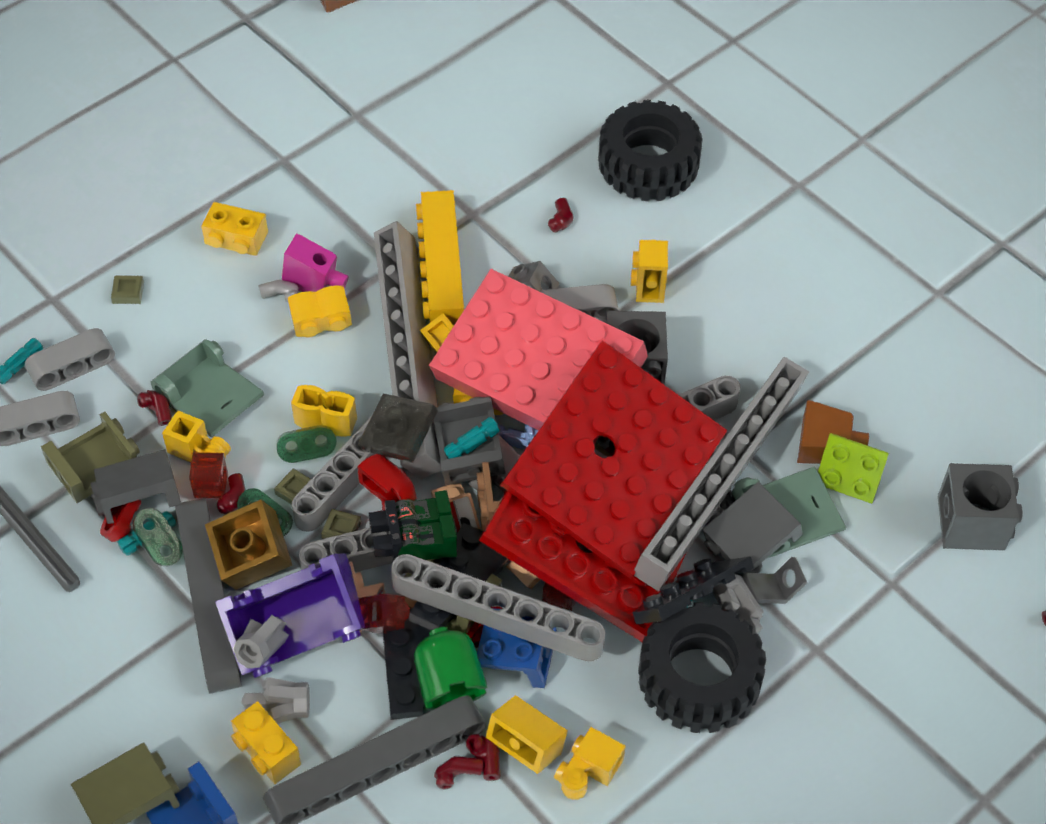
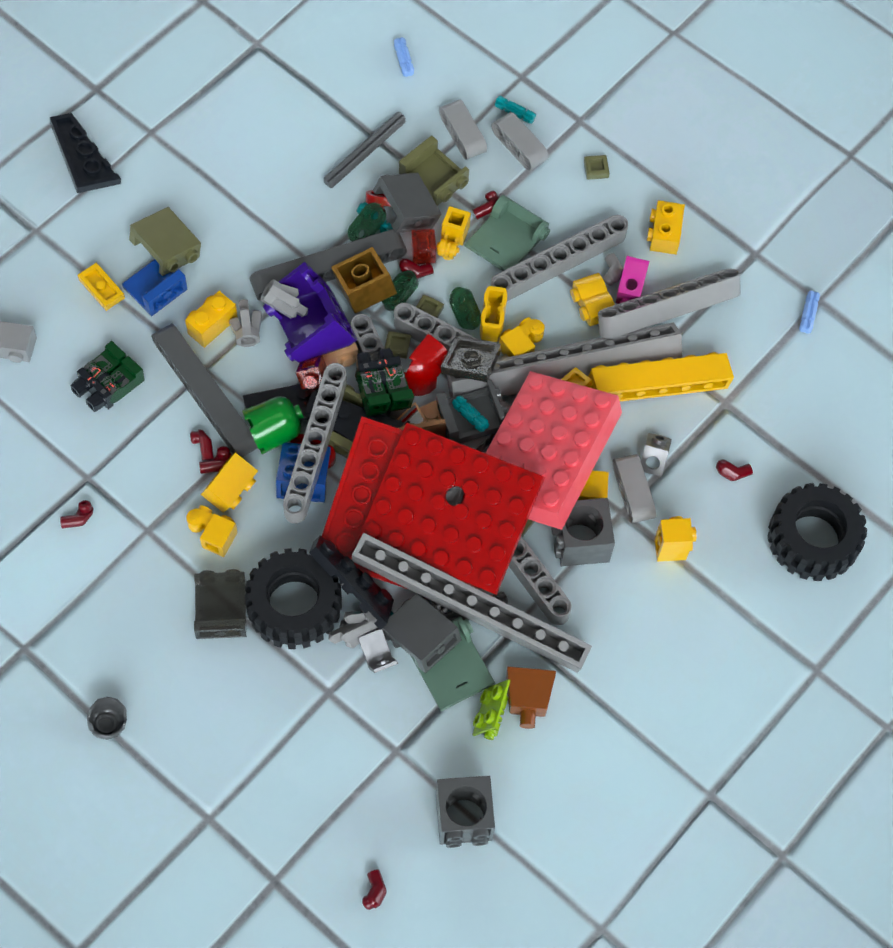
camera: 80 degrees right, 10 degrees up
(254, 338) = (565, 250): none -> light grey beam
(347, 235) = (669, 303): none -> light grey beam
(365, 390) = (522, 337): none -> yellow brick
(372, 122) = (809, 312): none -> light blue axle
(699, 764) = (220, 604): none -> clear smoke panel

